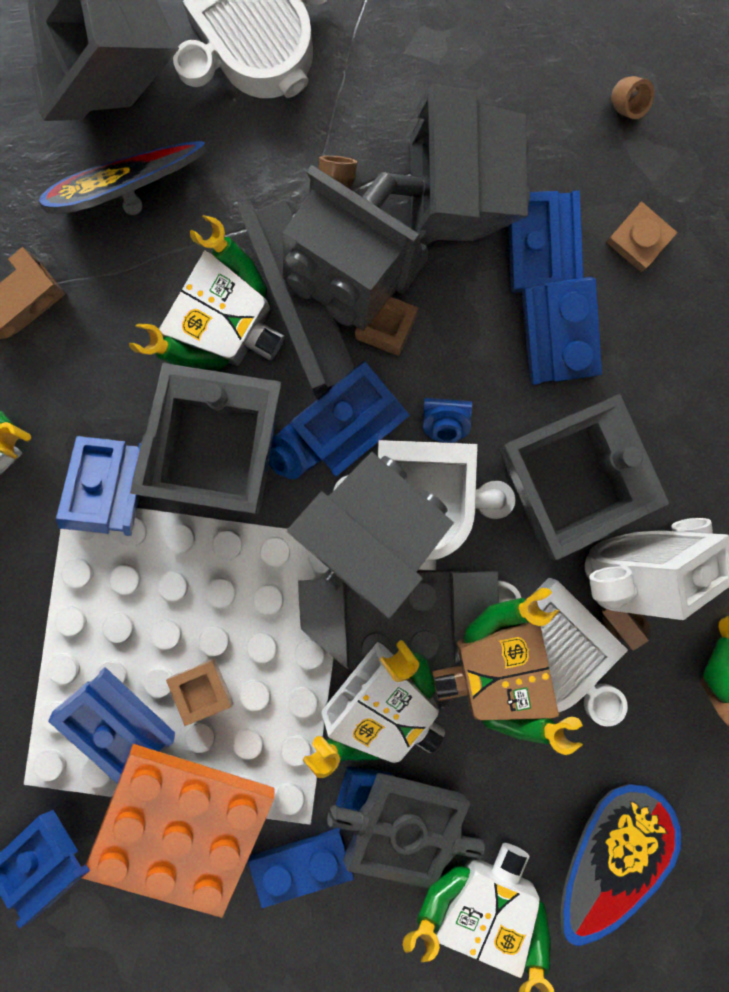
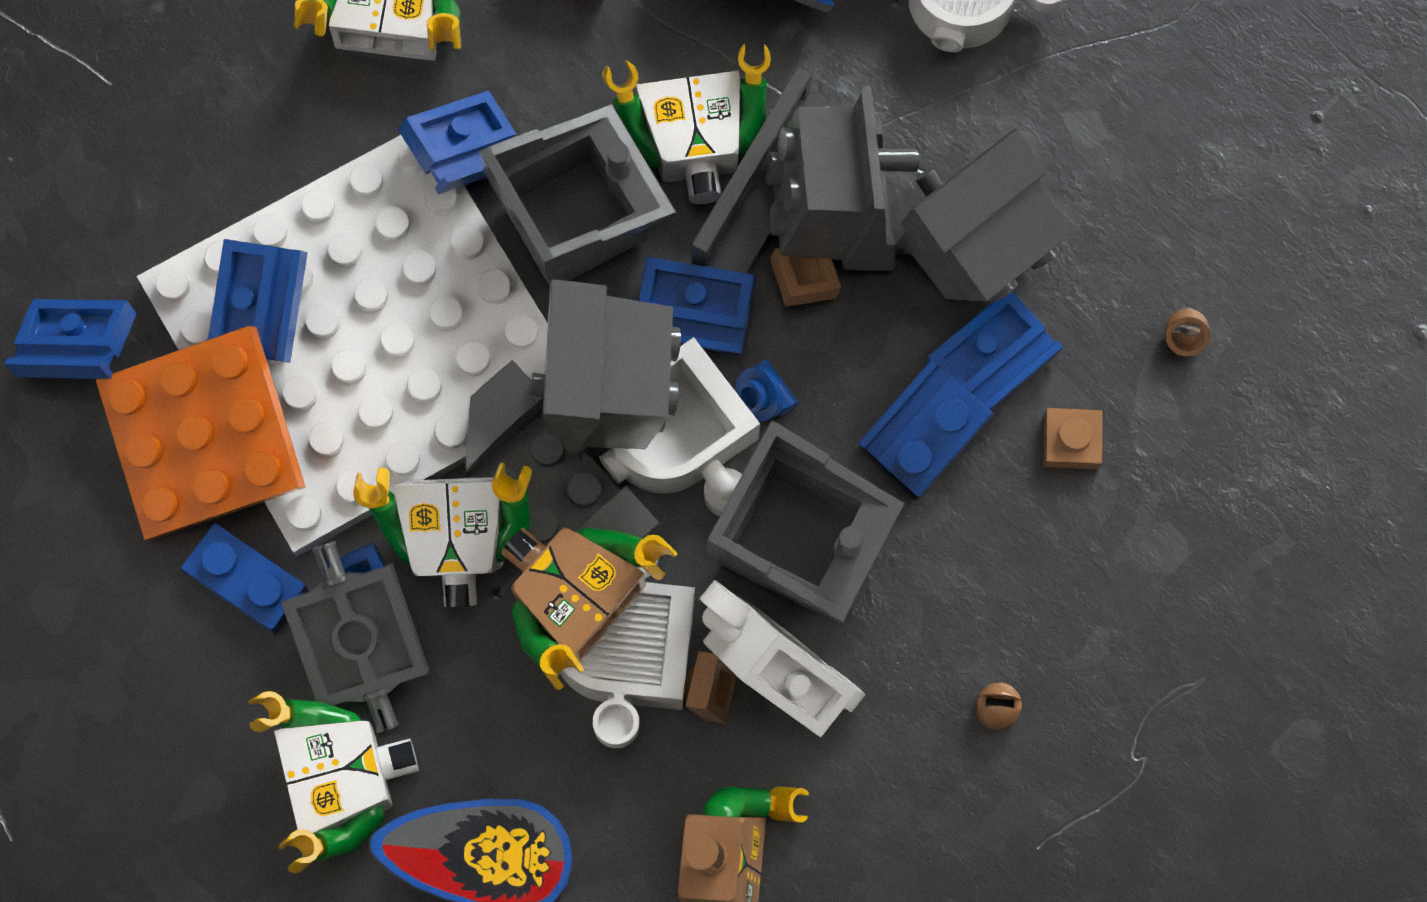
camera: 50 degrees right, 15 degrees down
(199, 692) = (345, 353): medium nougat plate -> none
(291, 454) = (621, 275): blue plate -> none
(339, 168) = (904, 131): medium nougat hinge -> none

